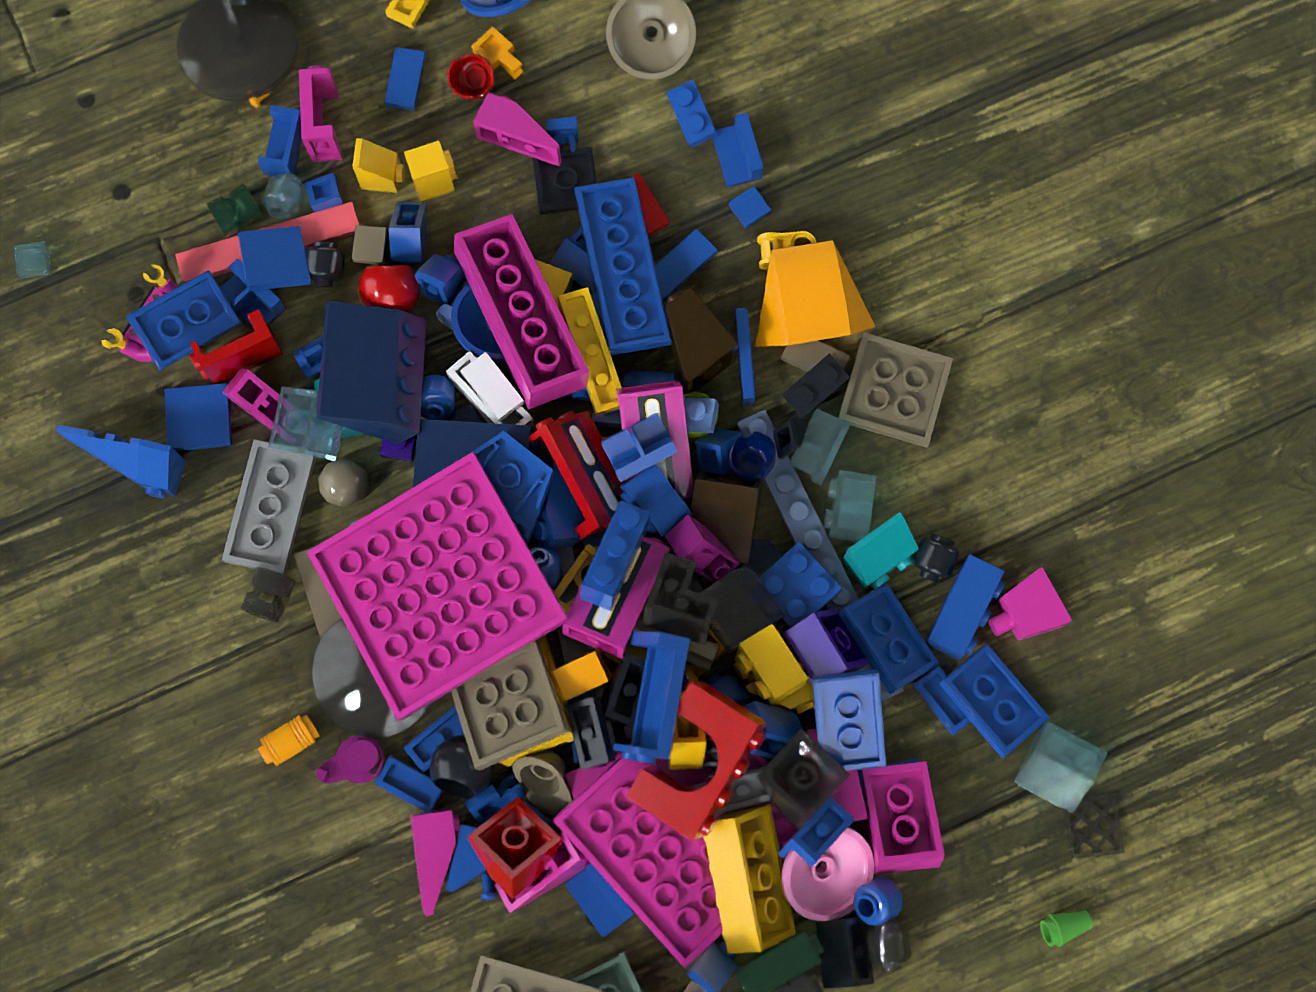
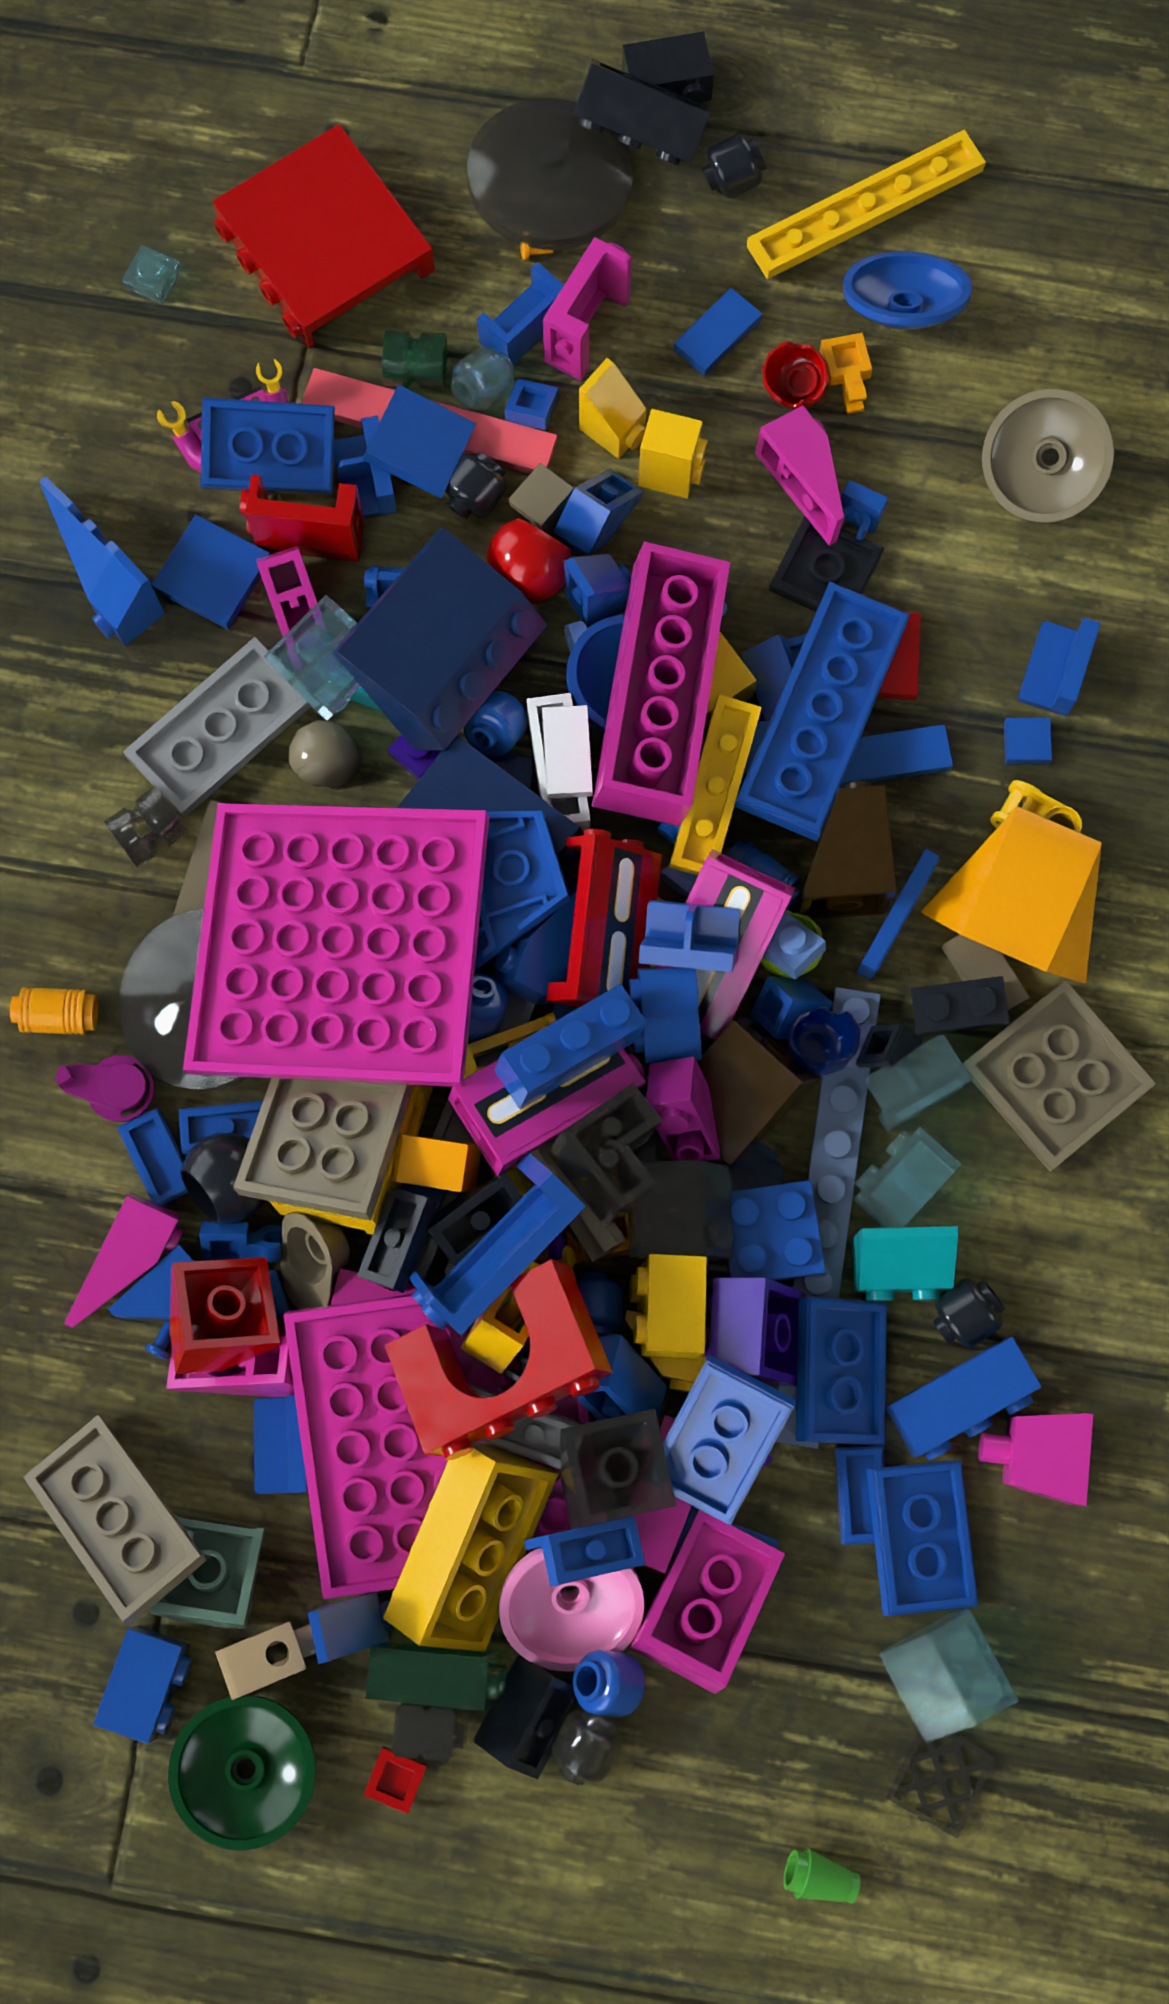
camera: 35 degrees right, 0 degrees up
(122, 169) = (320, 232): none -> red panel
(692, 113) = (1033, 584): blue plate -> none

